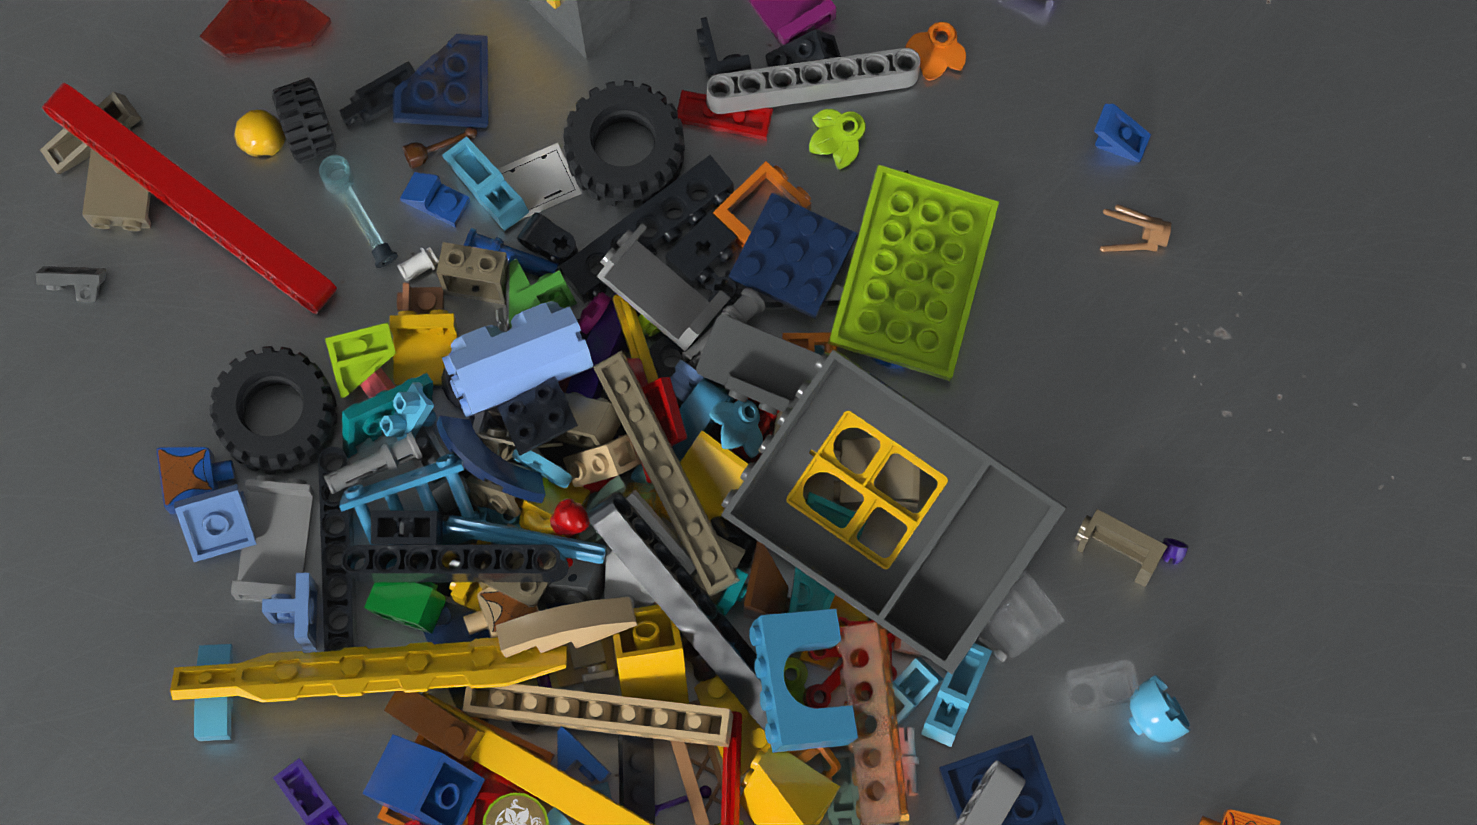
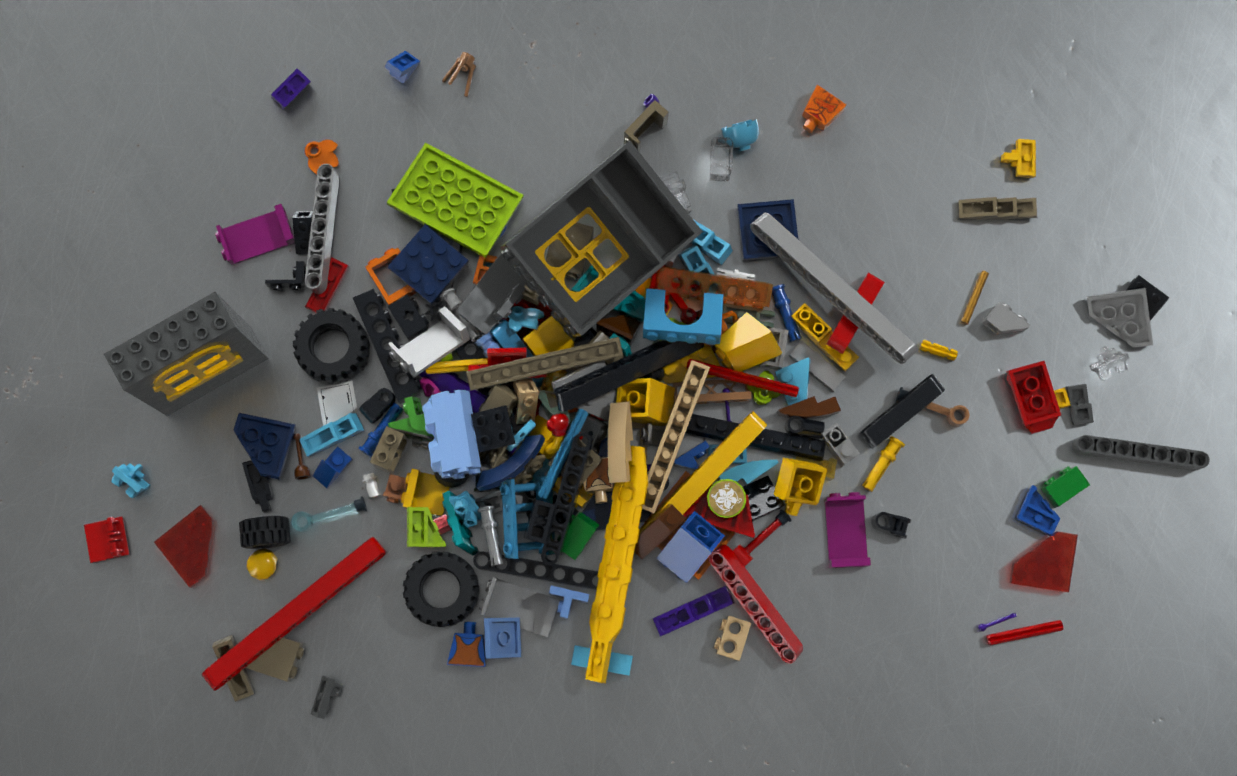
camera: 85 degrees left, 5 degrees up
(834, 139) = (360, 226): lime plate -> none

